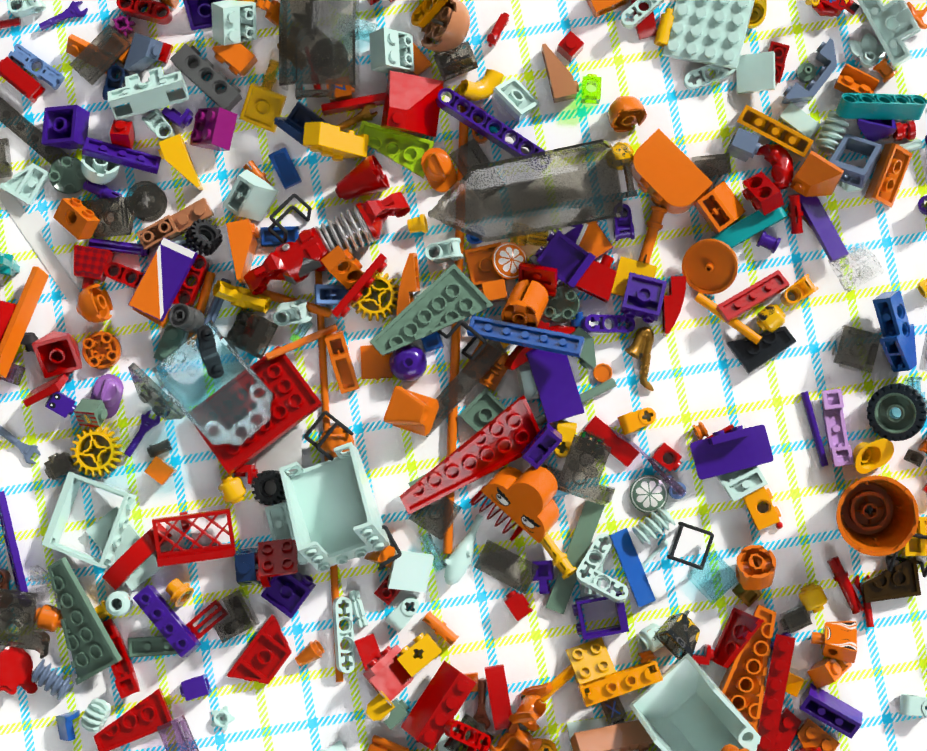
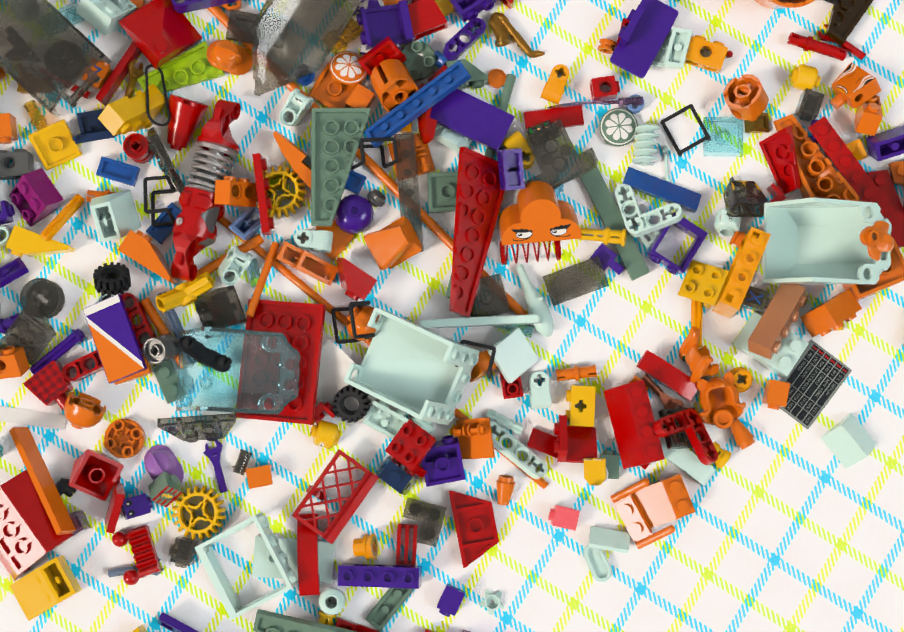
camera: 55 degrees left, 0 degrees up
(34, 438) = (143, 551): none -> red gear
(174, 225) = (81, 293): nougat slope -> none
(215, 161) = (62, 217): none -> light orange axle
(313, 167) = (137, 148): none -> red wheel
(320, 197) = (165, 162): none -> clear smoke wing
(325, 598) = (474, 438): none -> orange hinge
(328, 715) = (564, 517): none -> coral brick
(359, 409) = (354, 280): none -> red slope
(364, 156) = (165, 96): none -> black piece
(364, 355) = (317, 240): none -> light aqua piece
(412, 526) = (481, 321): none -> light aqua tile
(418, 224) = (256, 111): yellow piece -> none
(434, 368) = (376, 198): none -> dark grey plate
(517, 605) = (612, 299): red window -> none

